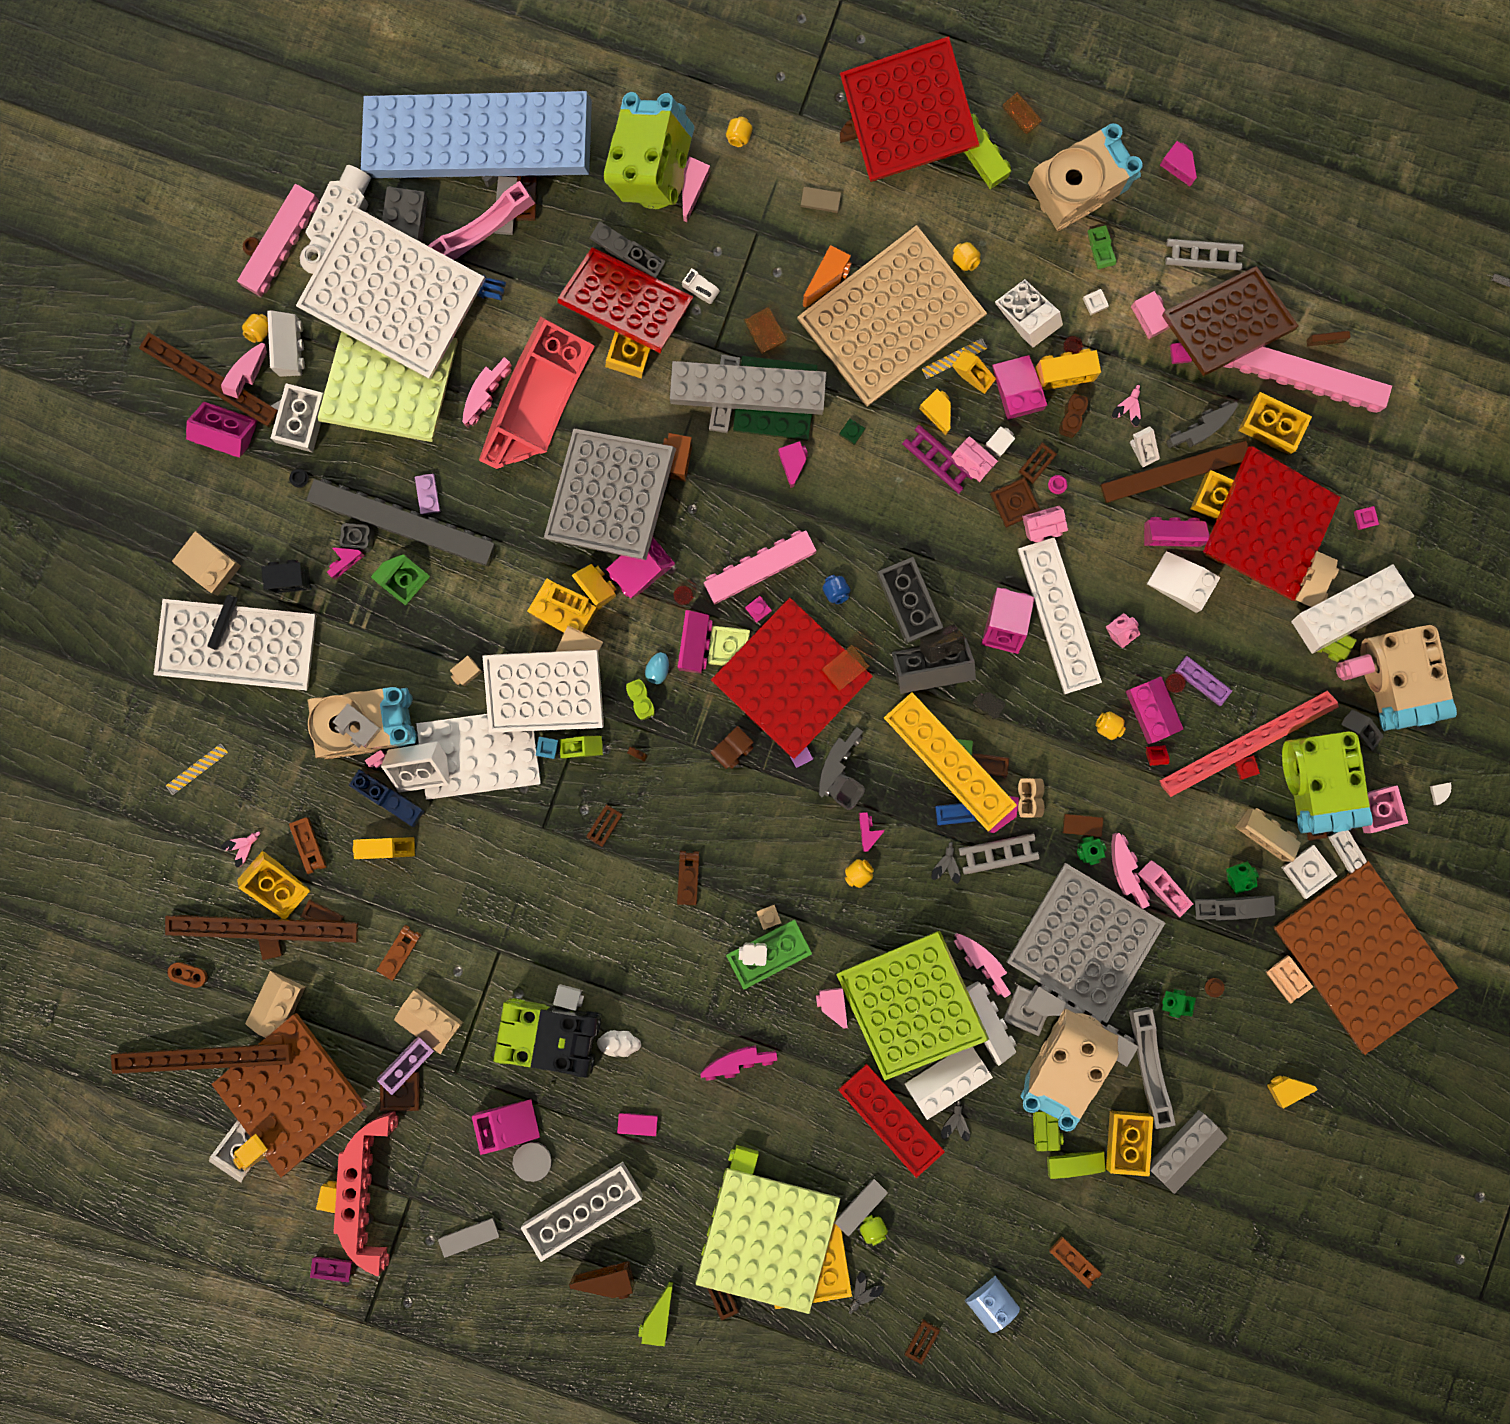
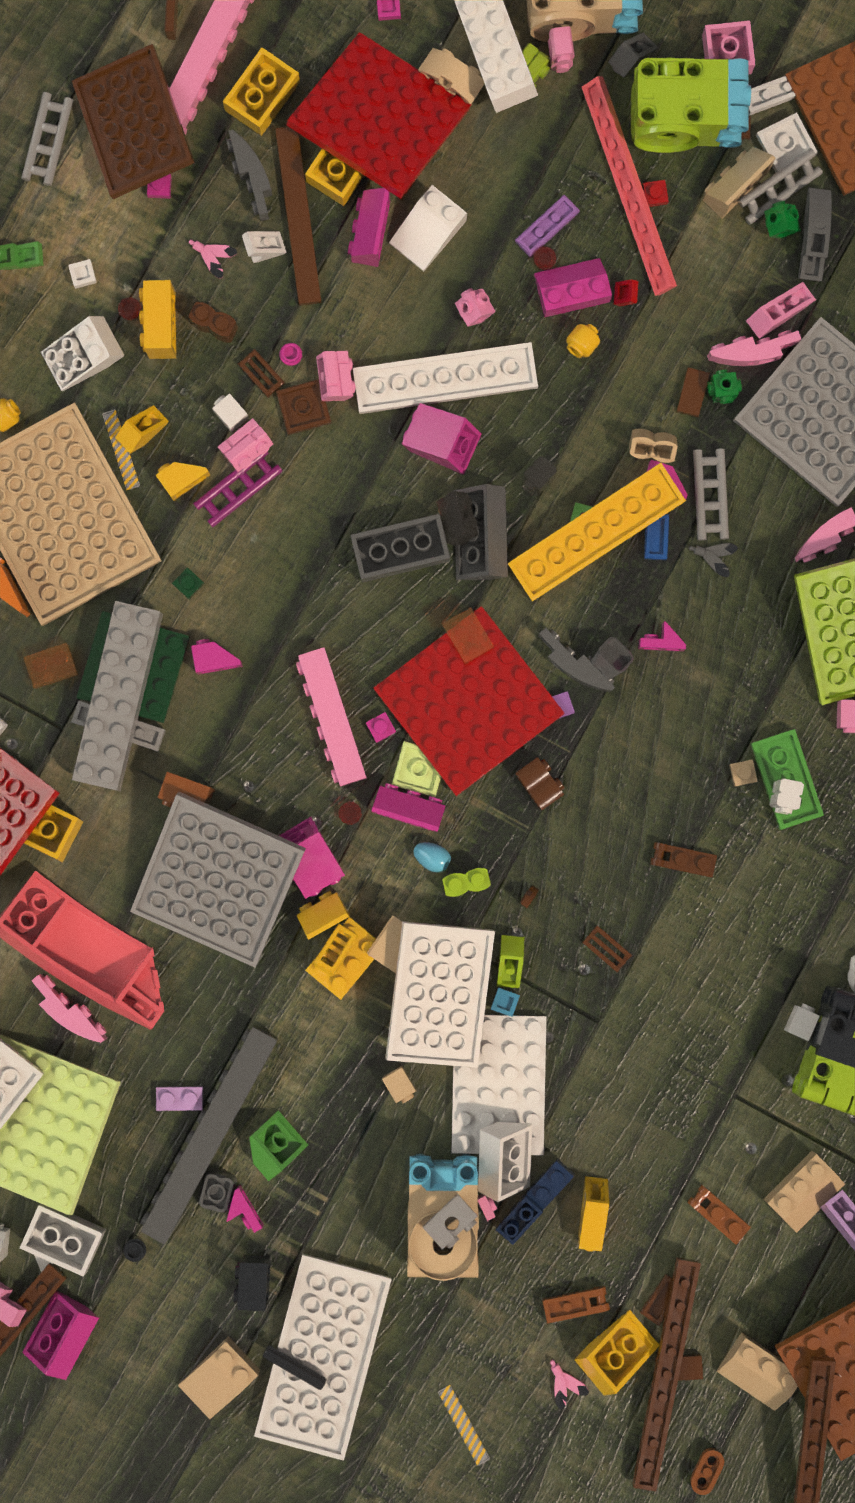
camera: 80 degrees left, 0 degrees up
(836, 589) = (372, 631): blue head -> none
(859, 873) = (709, 659): yellow head -> none
(993, 764) = (606, 483): reddish brown tile -> none
(1019, 387) = (168, 379): dark pink slope -> none
(1149, 314) = (107, 213): bright pink brick -> none
(1271, 882) = (792, 186): none -> light grey bar

